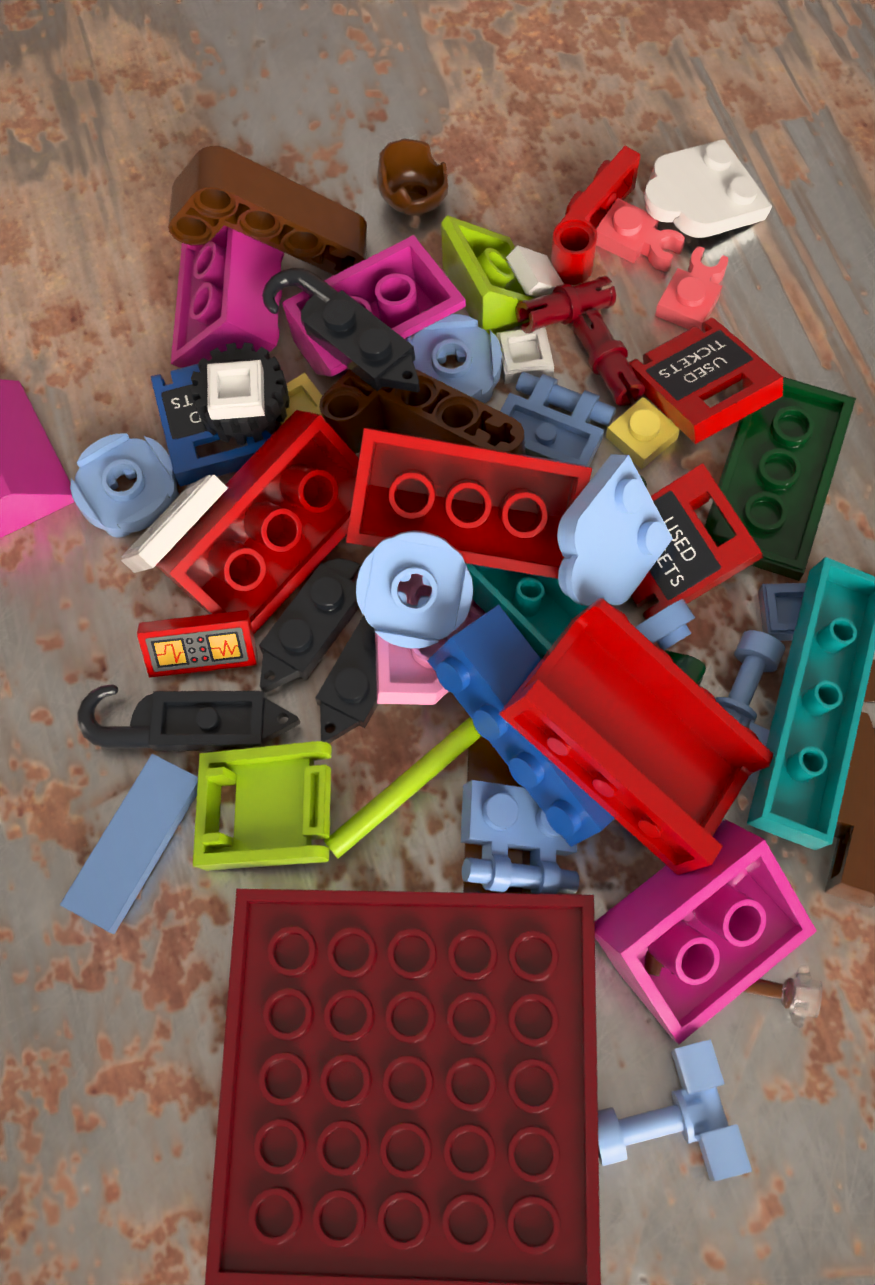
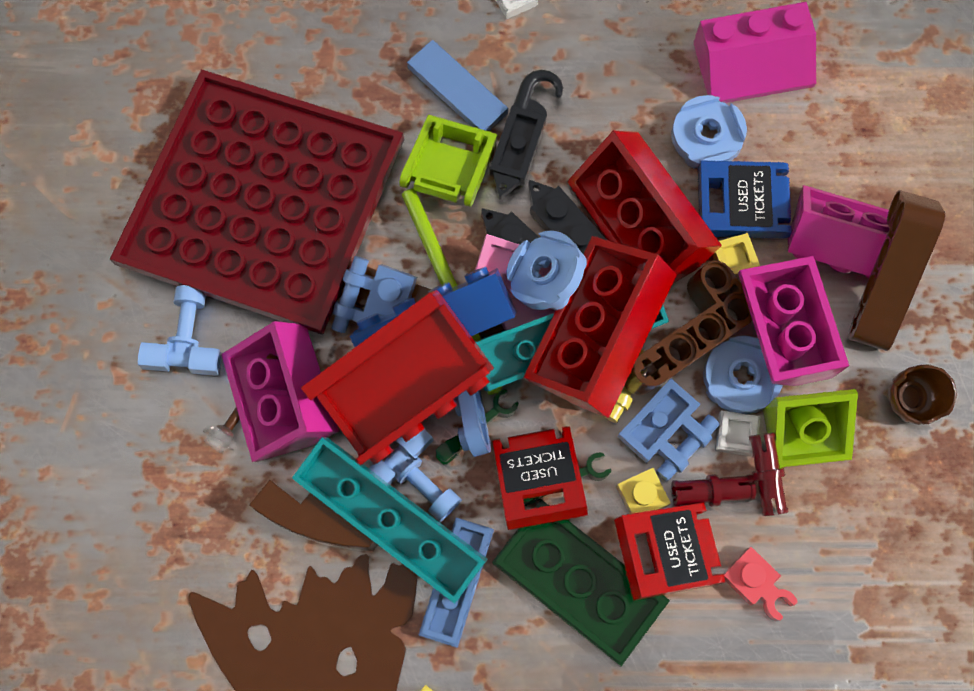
camera: 105 degrees right, 5 degrees up
(173, 524) = (657, 147): white tile -> none
(197, 643) = (572, 149): tile -> none
(235, 389) = (740, 201): white tile -> none
(275, 395) = (755, 193): black tyre -> none
(349, 331) = (768, 288): black plate -> none
(533, 271) = (804, 462): white tile -> none
(576, 233) = (854, 524): red plate -> none
(610, 536) = (540, 408): light blue plate -> none
(633, 232) = (829, 556): coral plate -> none
(704, 191) = (852, 628): white plate -> none

